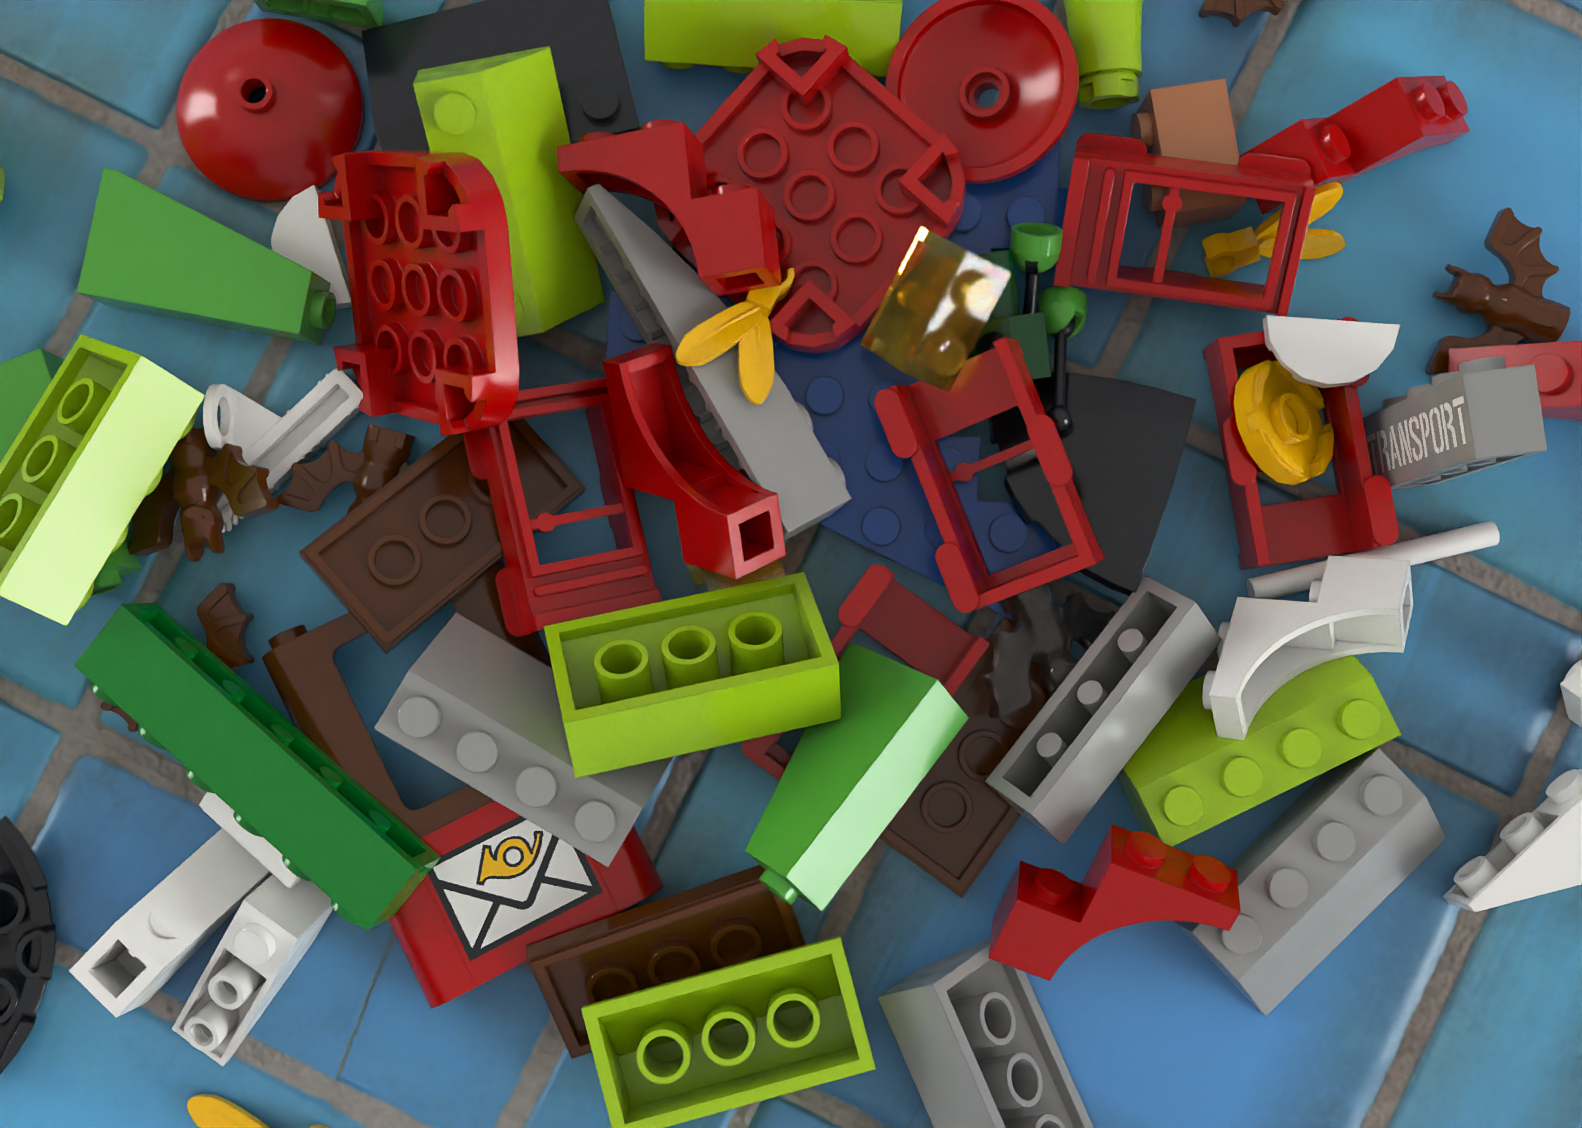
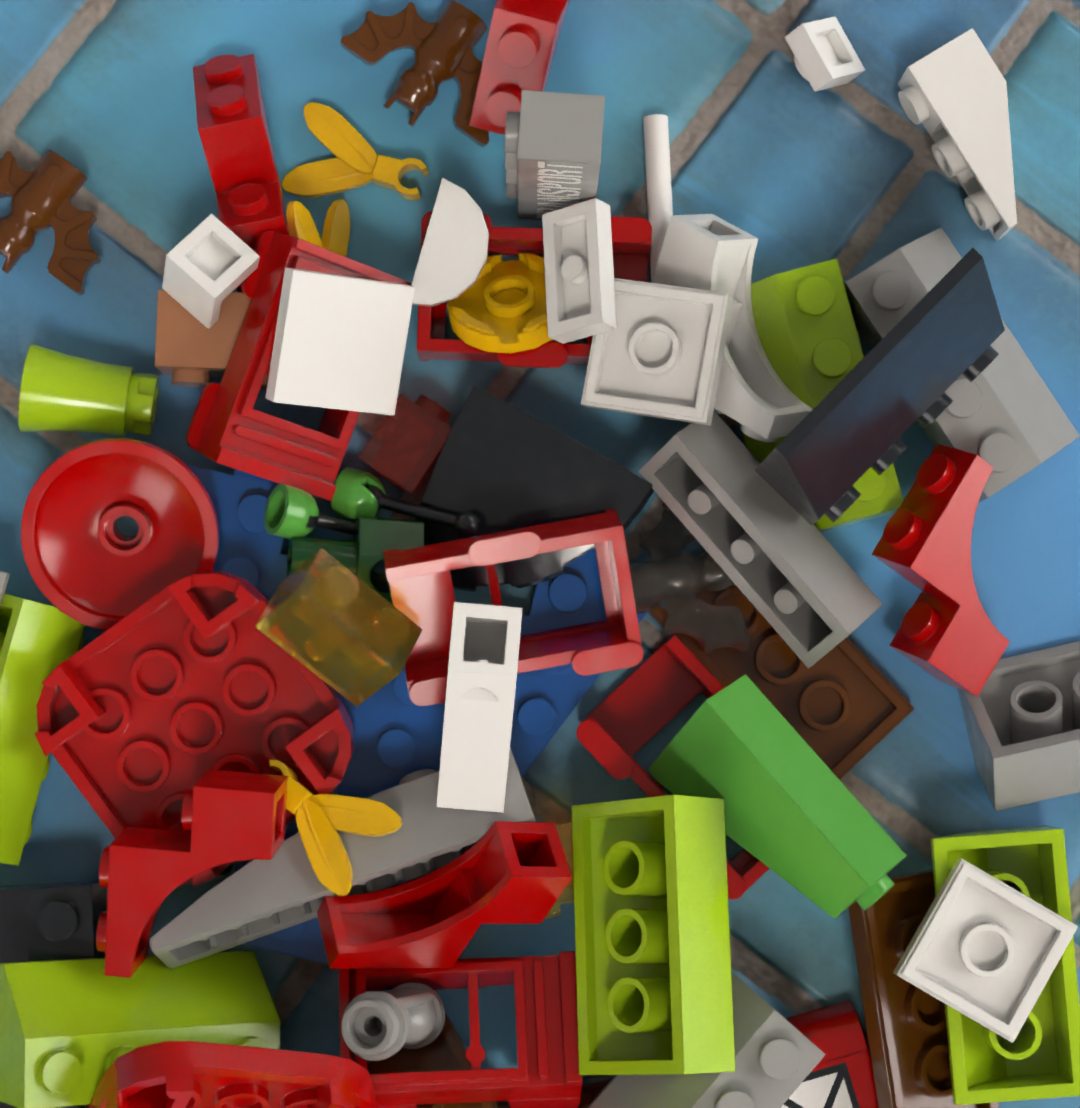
camera: 80 degrees left, 0 degrees up
(558, 420) = (383, 1022): none -> light grey piece
(741, 1011) = (985, 949): none -> white tile
(891, 453) = (479, 706): none -> white slope
(1123, 348) = (408, 443): none -> clear red brick
(1217, 254) = (339, 342): none -> white tile
(1262, 112) = (207, 269): none -> white panel
(1273, 570) = (662, 354): none -> white tile
(1293, 805) = (887, 393): none -> black slope
(1337, 476) = (579, 271): none -> white plate
(1380, 249) = (355, 161): none -> yellow piece

